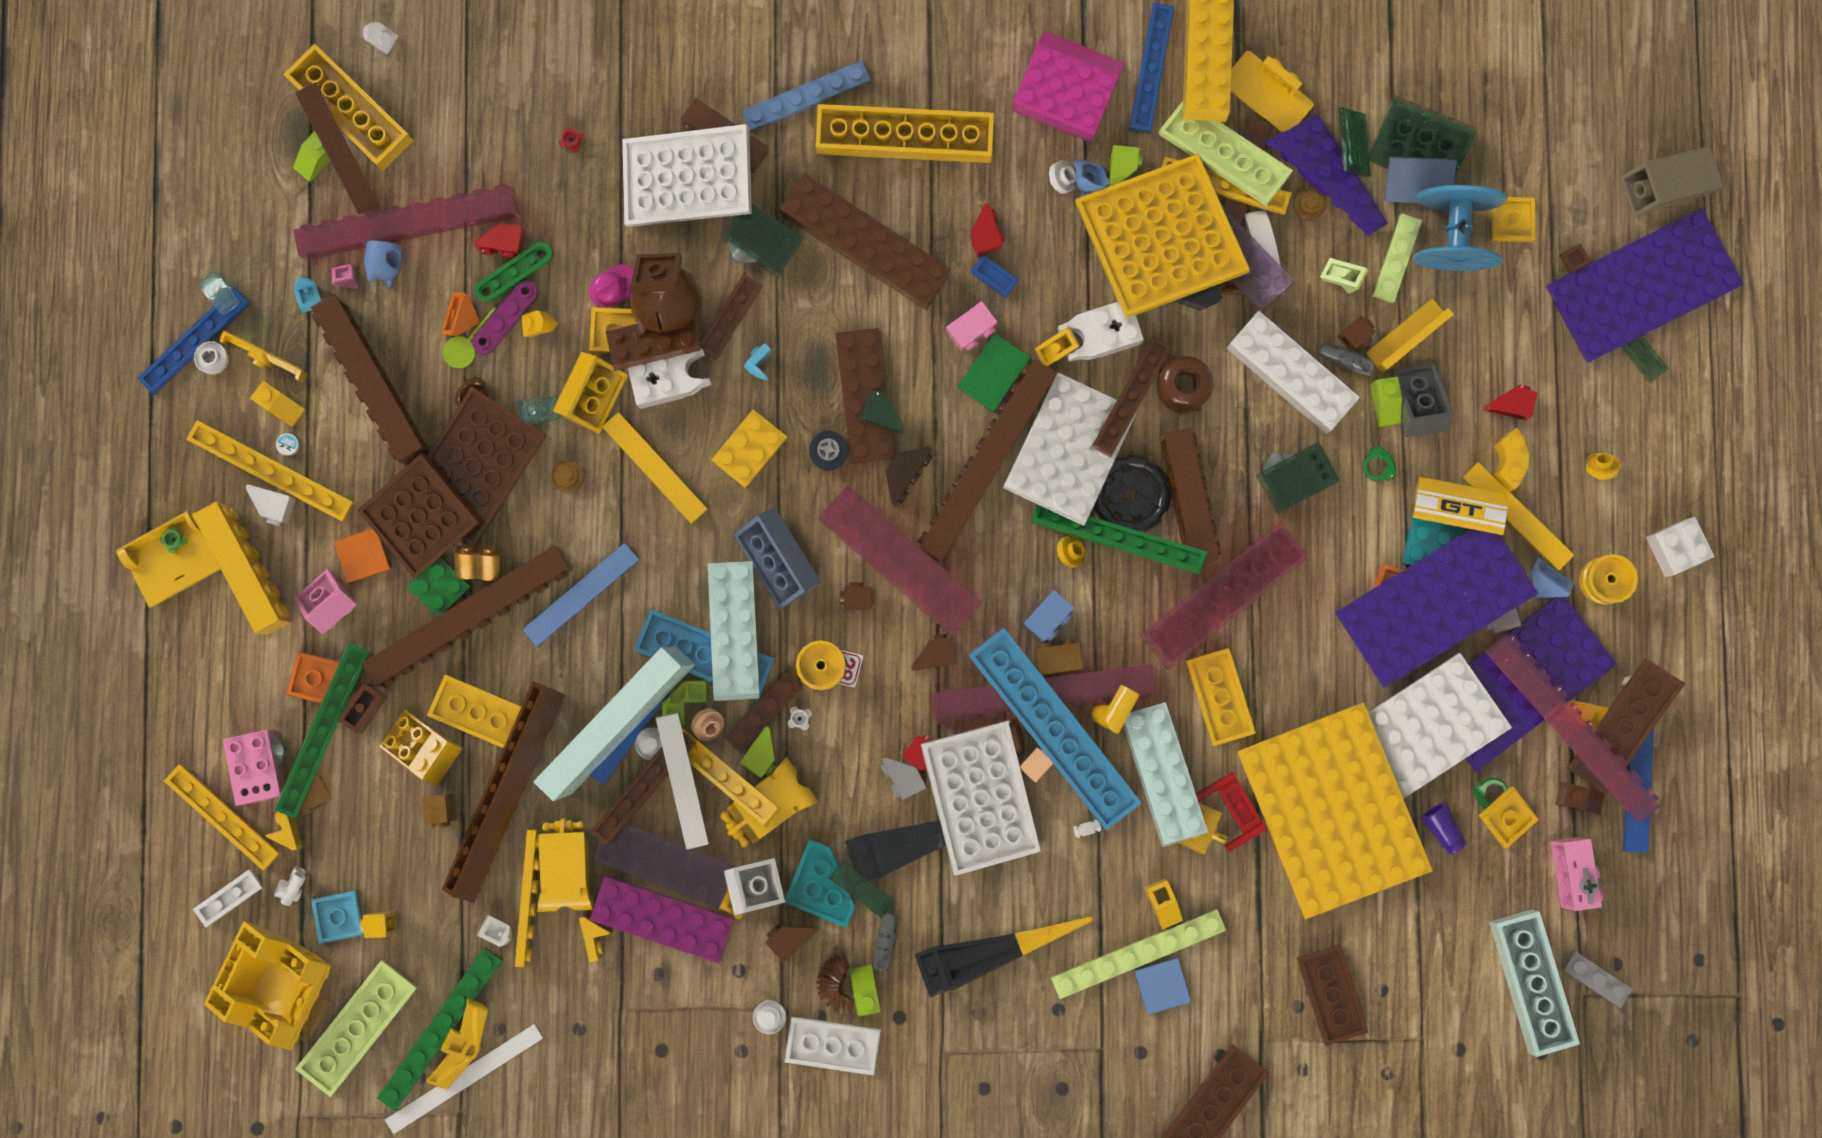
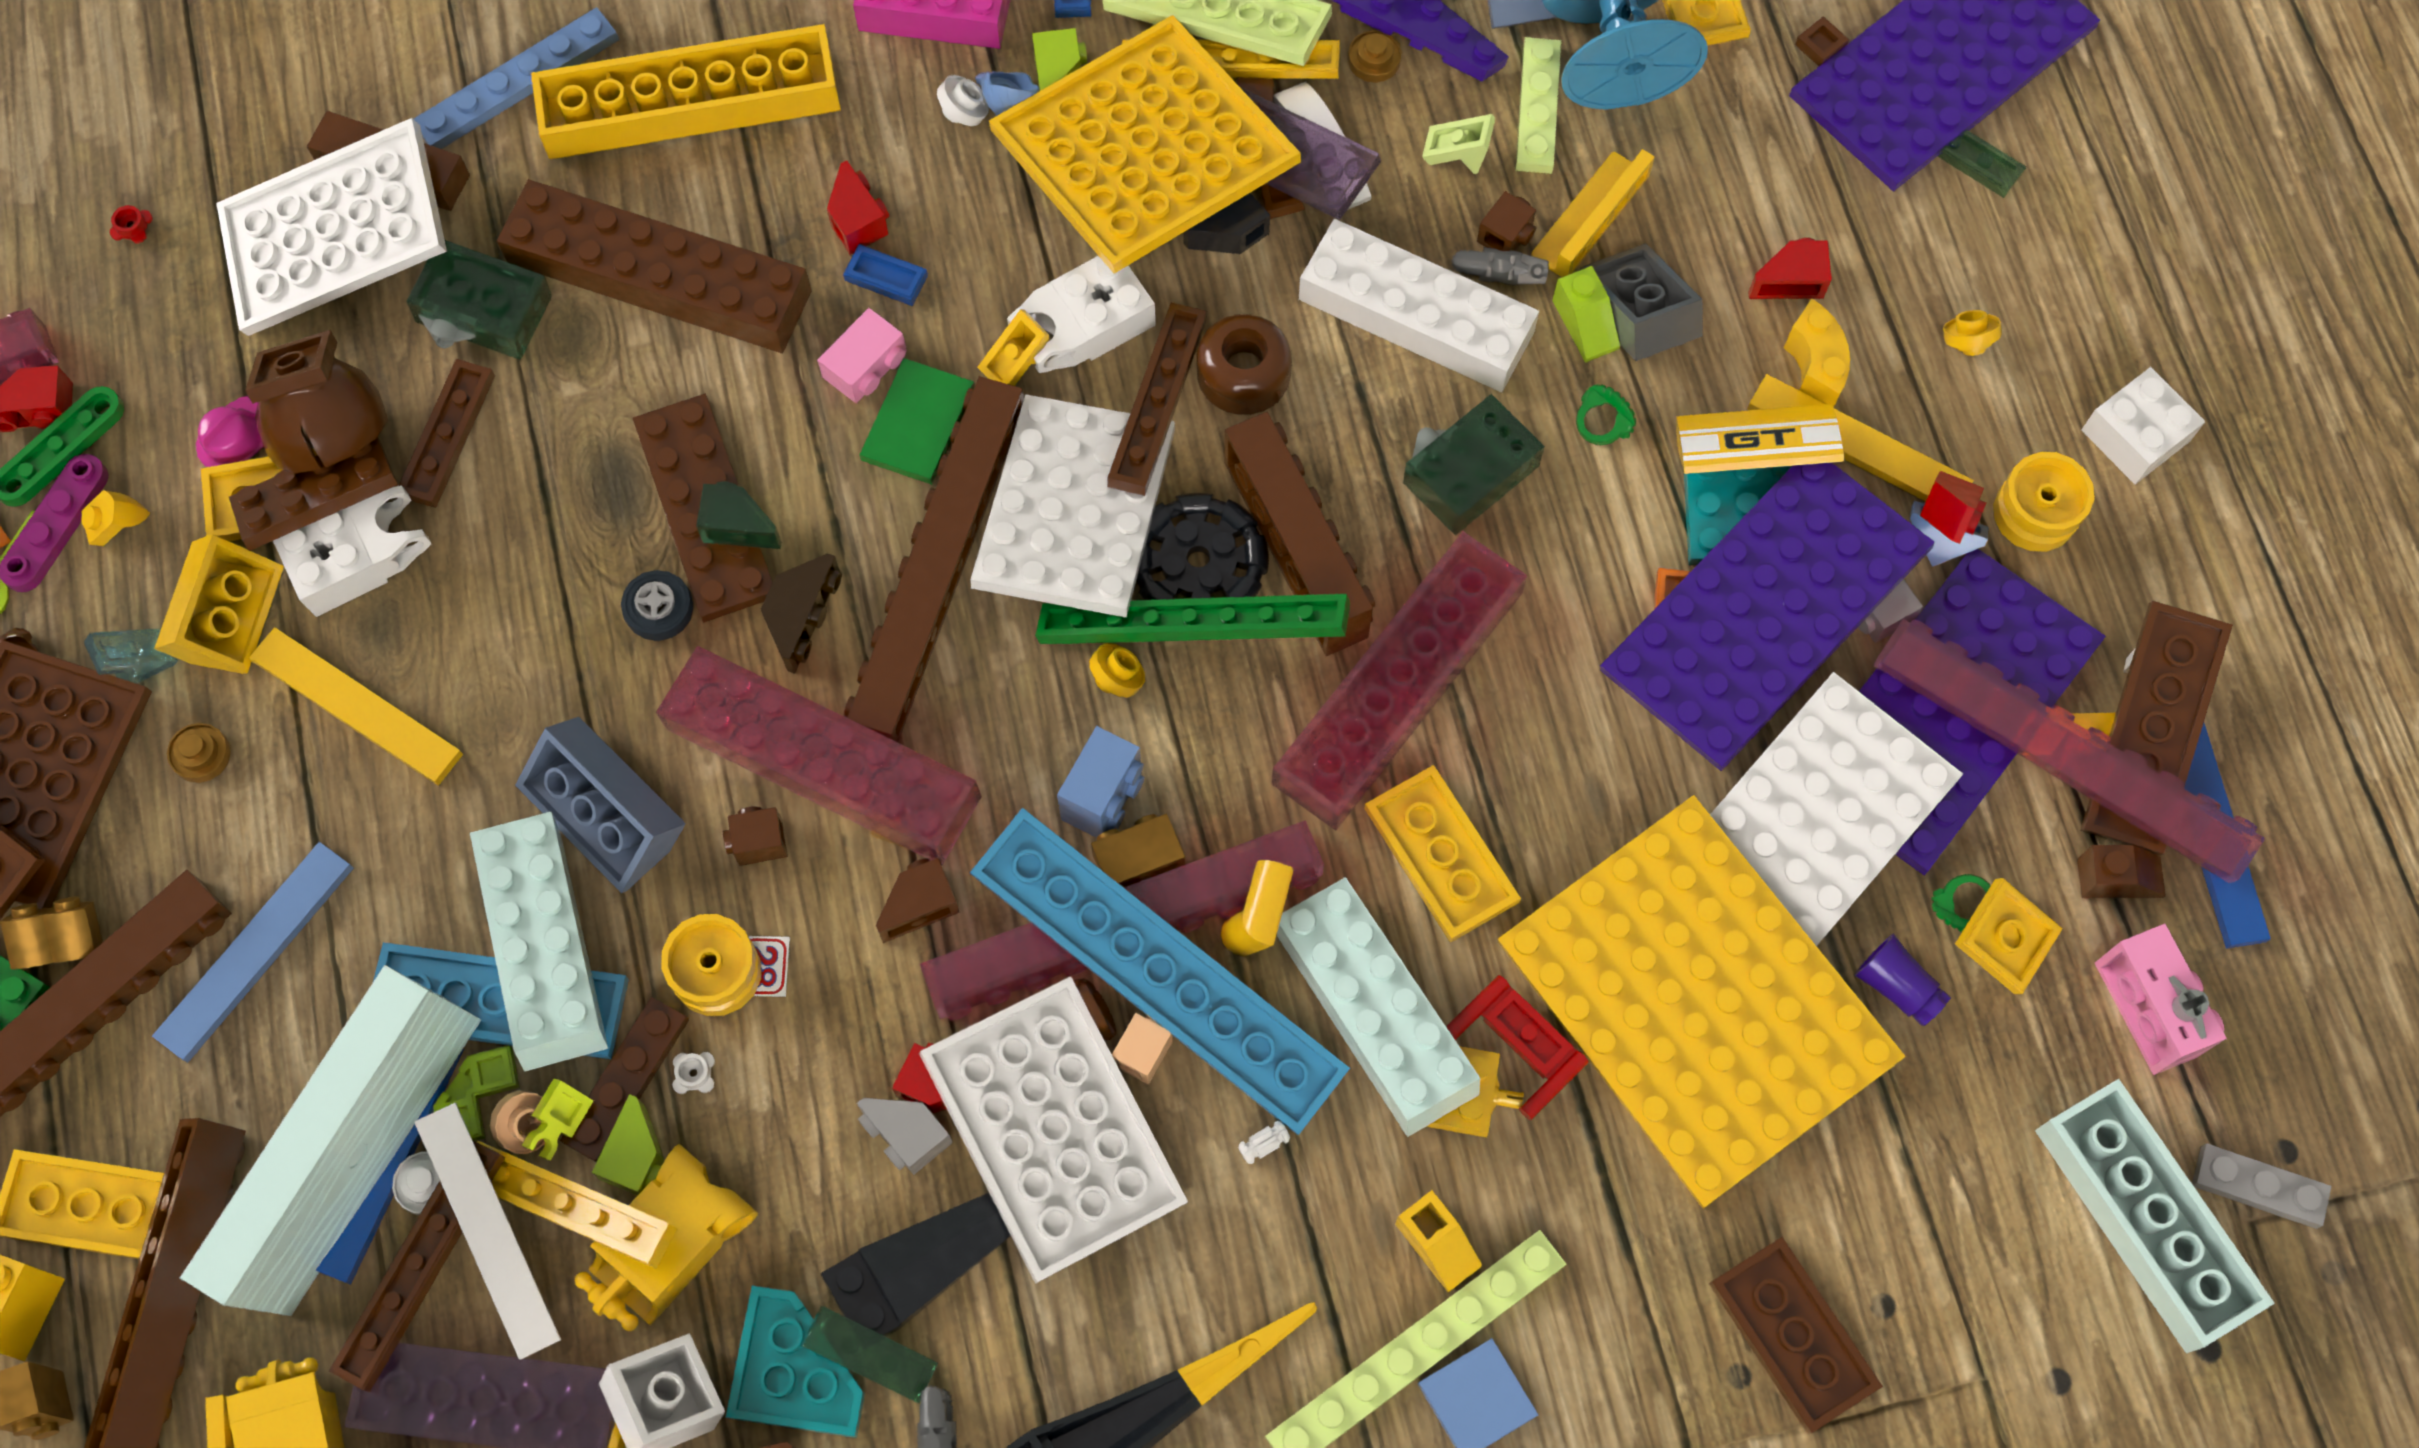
camera: 10 degrees left, 15 degrees down
(727, 726) = (560, 1113): none -> neon yellow plate
(749, 448) = (518, 636): yellow plate -> none
(758, 356) = (505, 485): medium azure plate -> none
(1556, 573) = (1953, 506): none -> red slope

